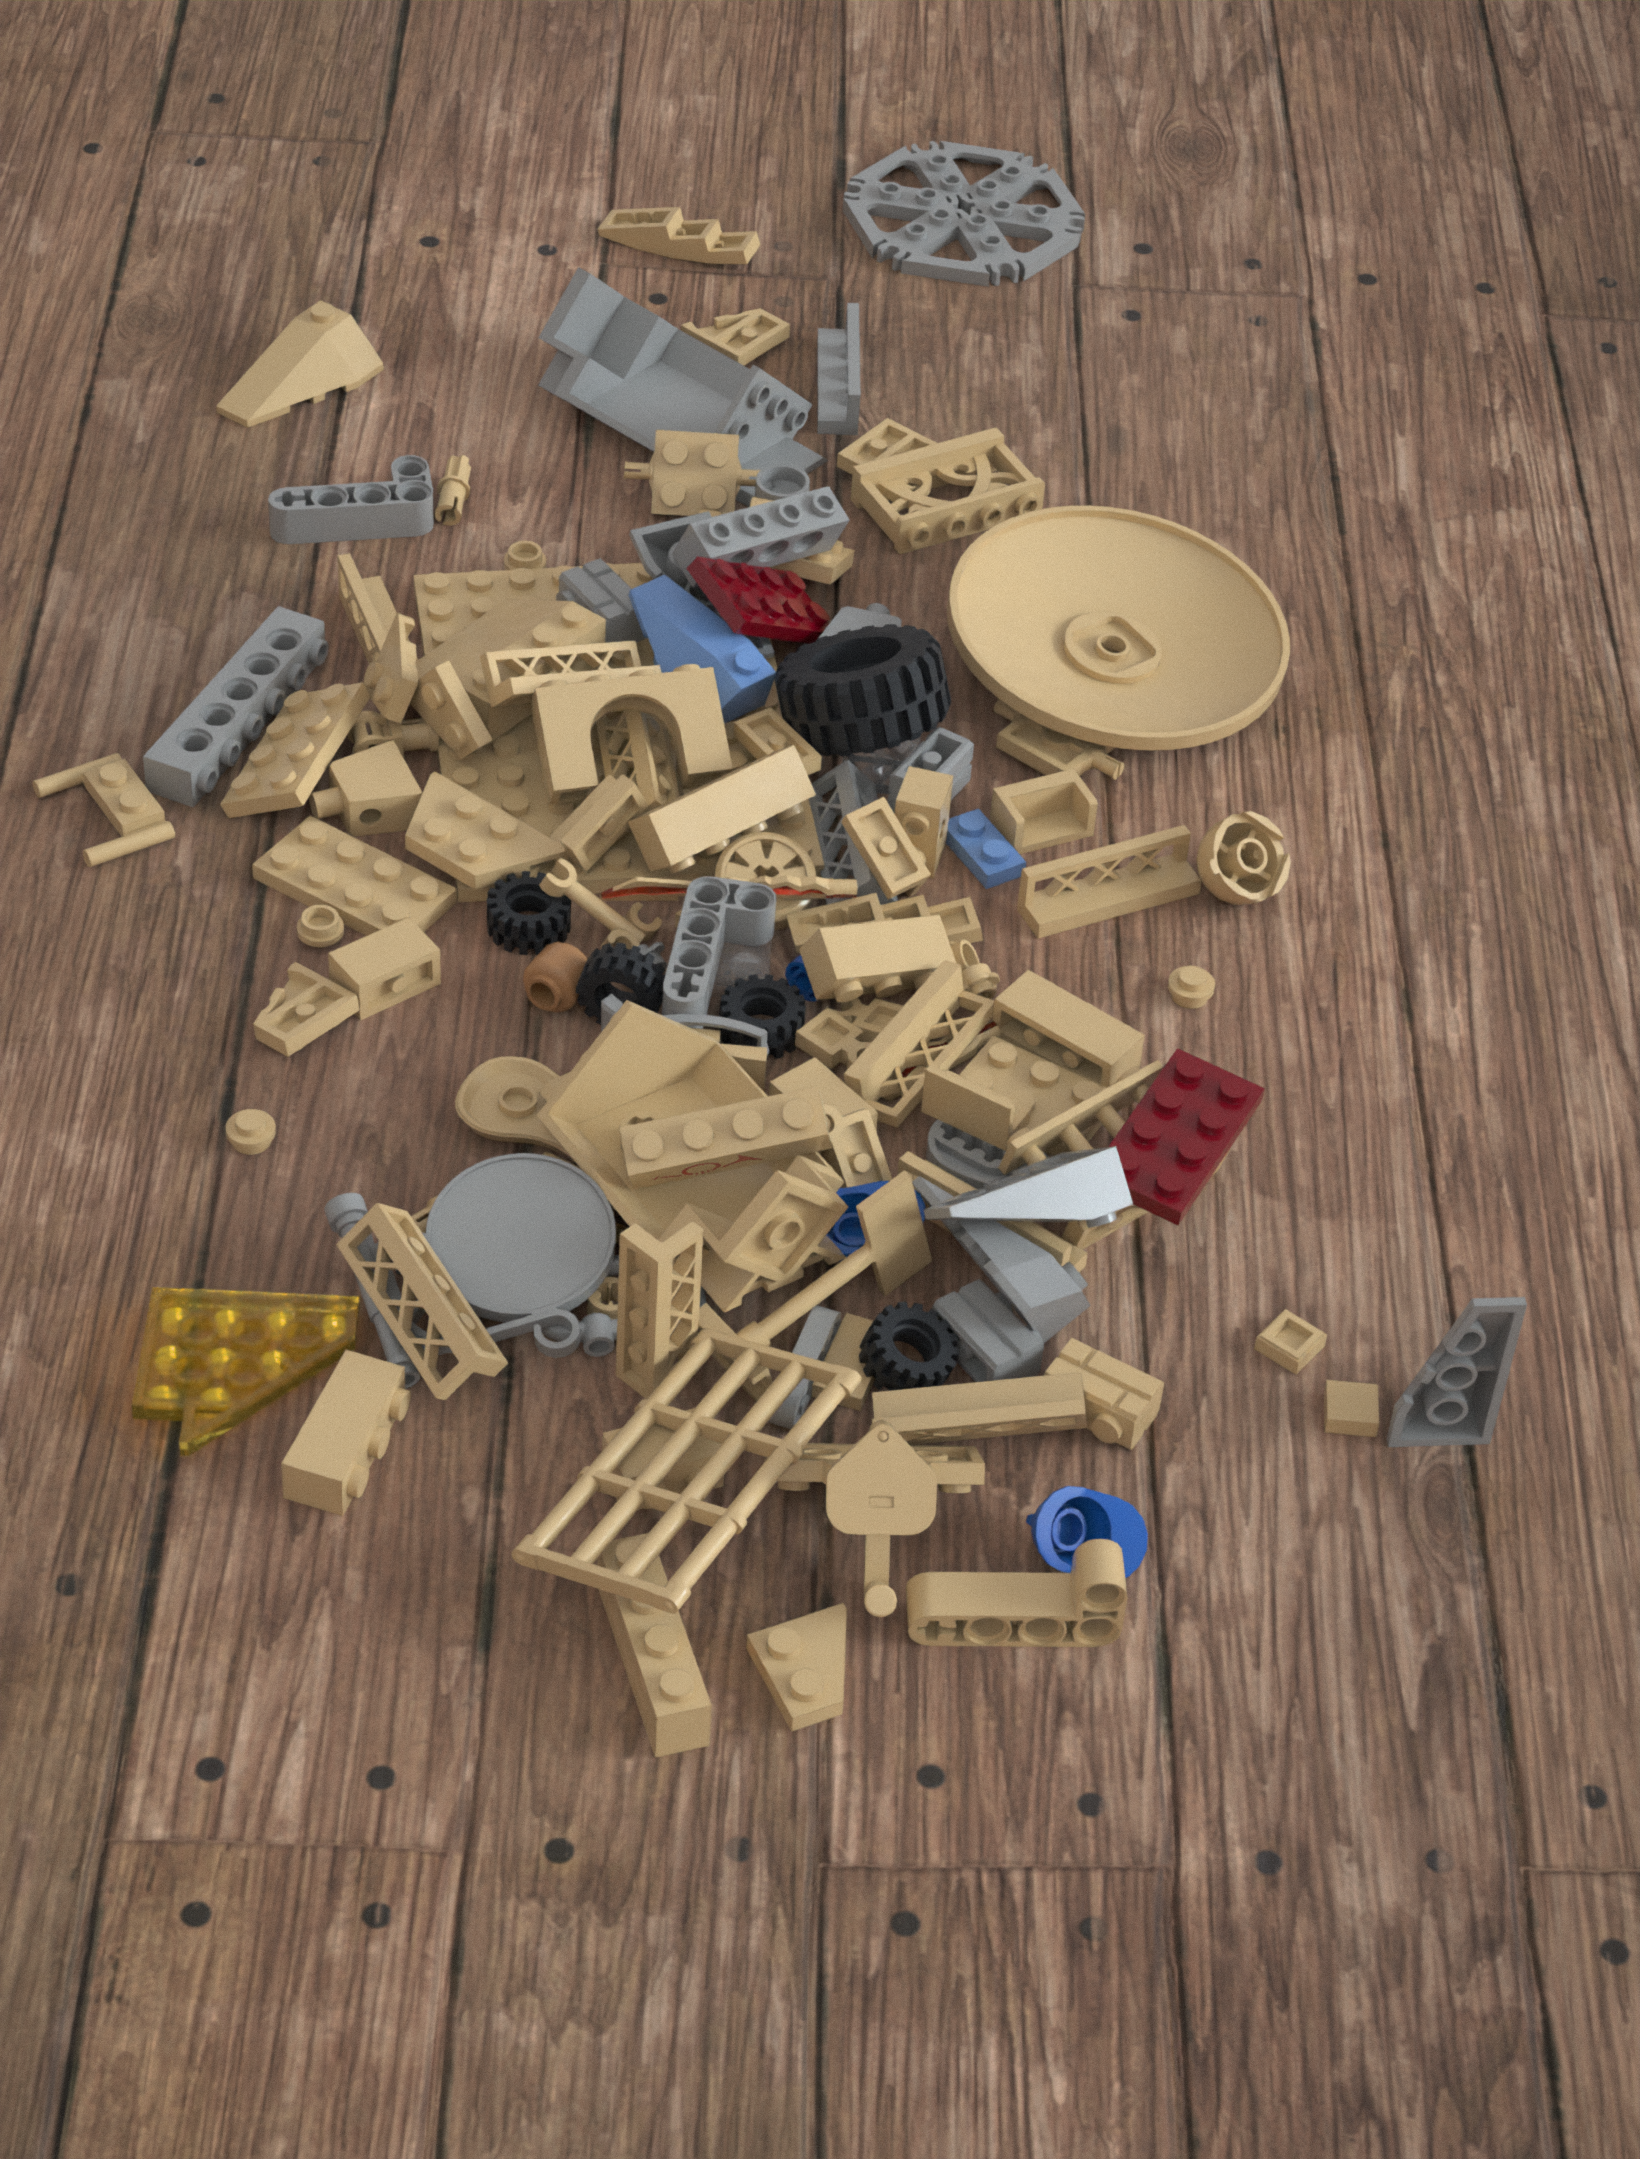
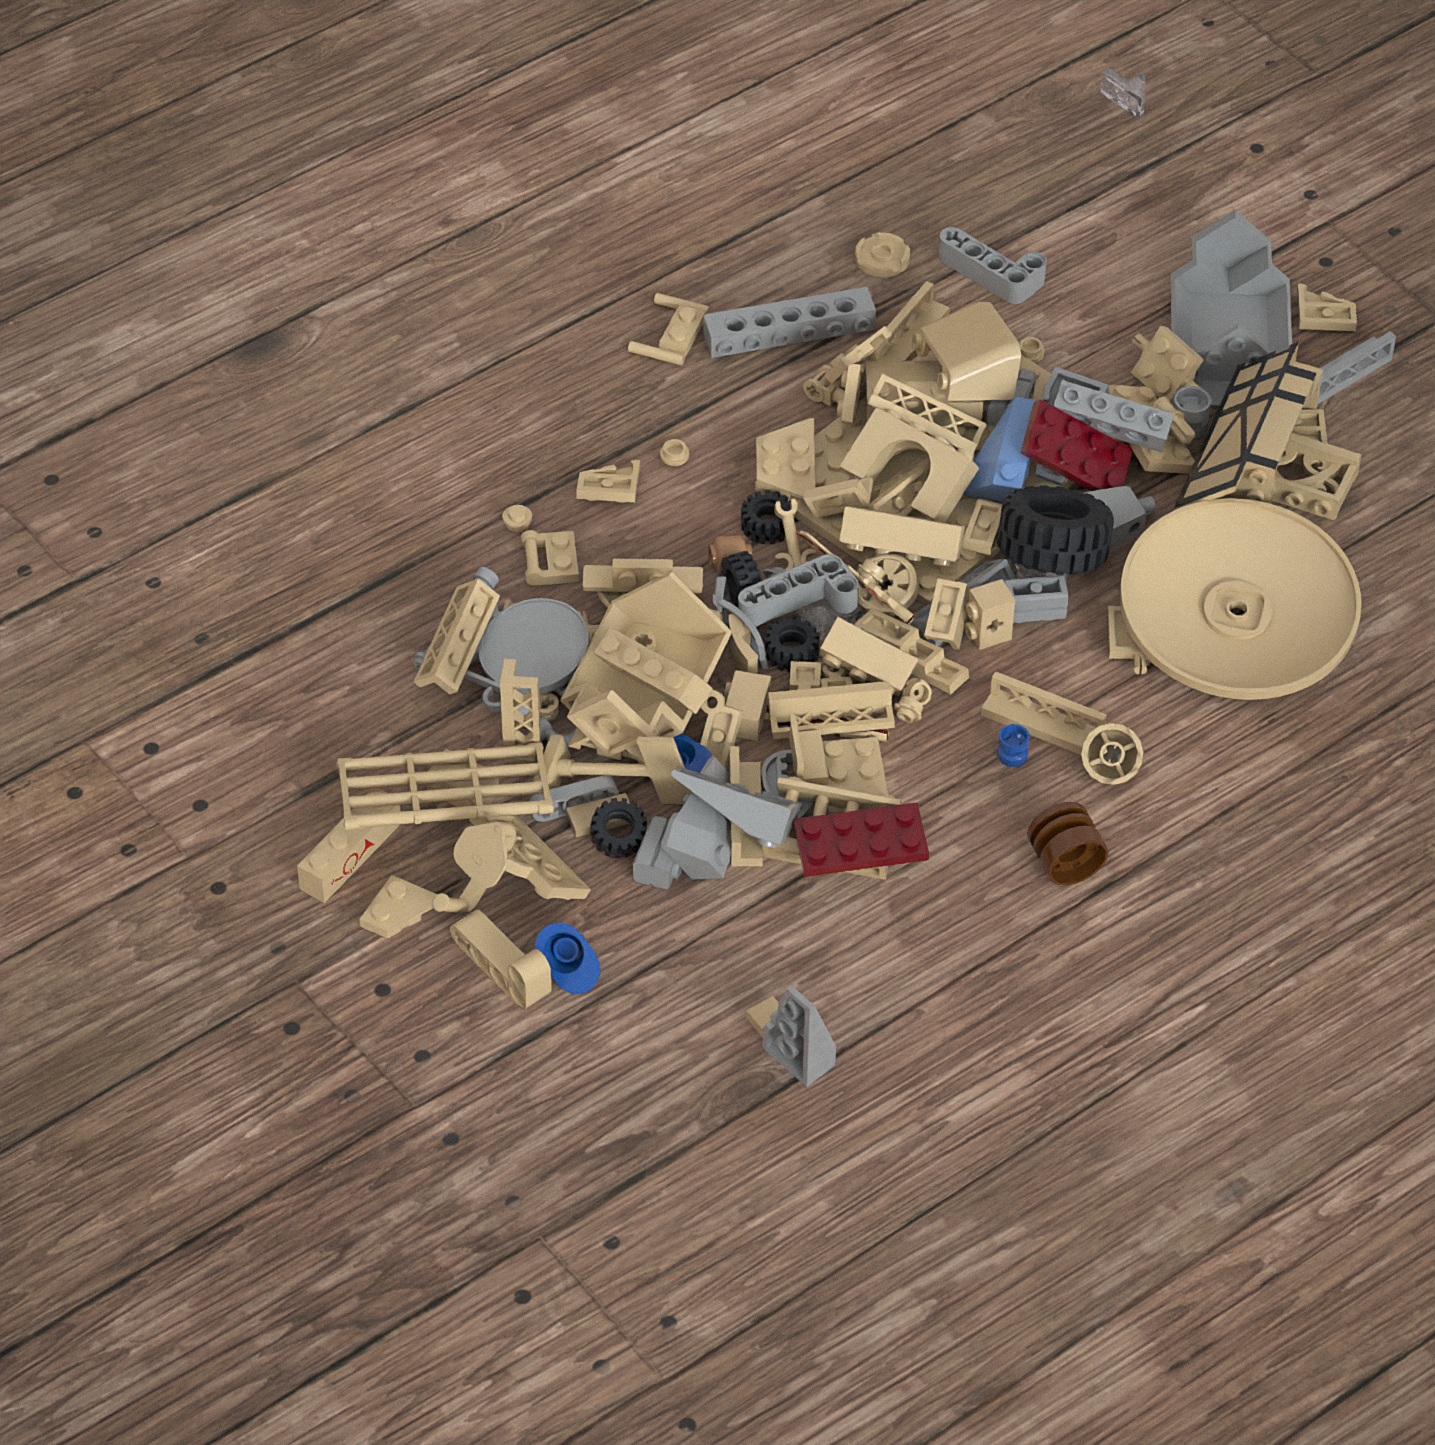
camera: 55 degrees right, 5 degrees up
(219, 577) = (882, 255): none -> tan tile
(232, 1353) = (373, 599): clear yellow wing -> none
(234, 264) = (1124, 92): none -> clear slope
(295, 750) = (777, 363): tan plate -> none
(309, 357) = (1083, 171): tan wedge -> none
(345, 1433) = (366, 666): tan brick -> none
(357, 880) = (720, 446): tan plate -> none
(362, 1132) = (560, 557): none -> tan plate
(369, 791) = (783, 404): tan torso -> none
(386, 967) = (668, 492): tan panel -> none
(453, 490) = (1051, 289): tan axle -> none
(516, 1071) = (633, 573): none -> tan bracket
(551, 558) = (975, 353): none -> tan windscreen
(669, 235) = (1383, 235): tan slope -> none
(749, 866) = (871, 571): none -> tan plate
(900, 465) = (1252, 429): none -> tan panel
(983, 849) = (1020, 653): medium blue plate -> none
(984, 1408) = (603, 873): tan fence -> none
(1044, 811) = (1069, 659): tan panel -> none
(1066, 1030) = (910, 761): tan brick -> none
(1116, 1395) = (669, 915): tan brick -> none
(1130, 933) = (1013, 745): none -> blue wheel
(1191, 986) = (1006, 792): tan plate -> none
(1290, 1341) = (790, 970): tan tile -> none
(1346, 974) = (1067, 843): none -> reddish brown wheel

